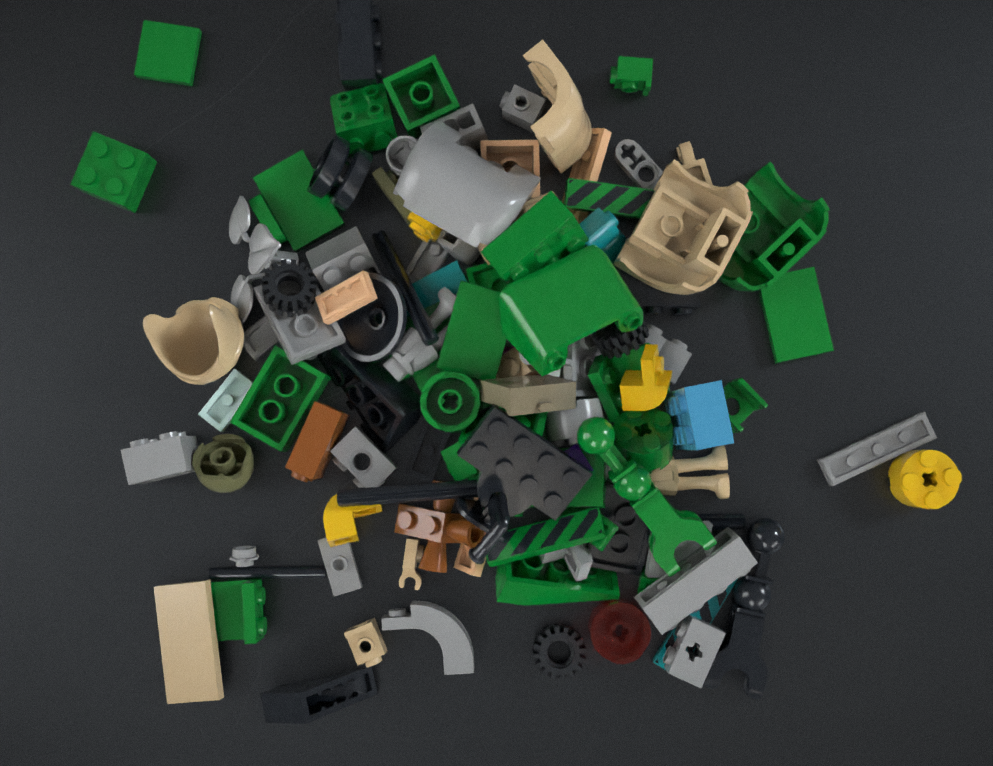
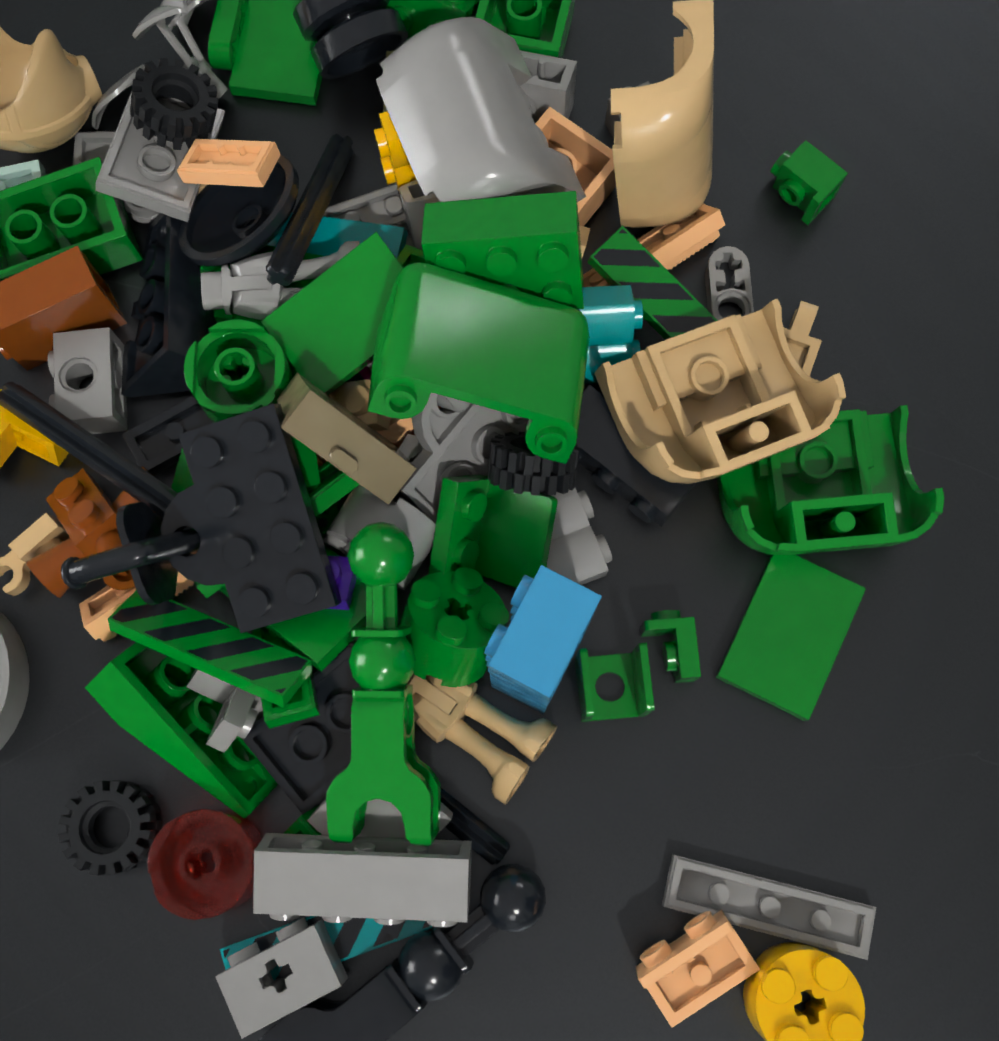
camera: 35 degrees right, 10 degrees down
(341, 259) = (288, 123): light grey slope -> none
(645, 387) = (502, 553): yellow brick -> none
(752, 363) = (681, 651): none -> green bracket
(866, 501) = (695, 966): none -> light nougat bracket

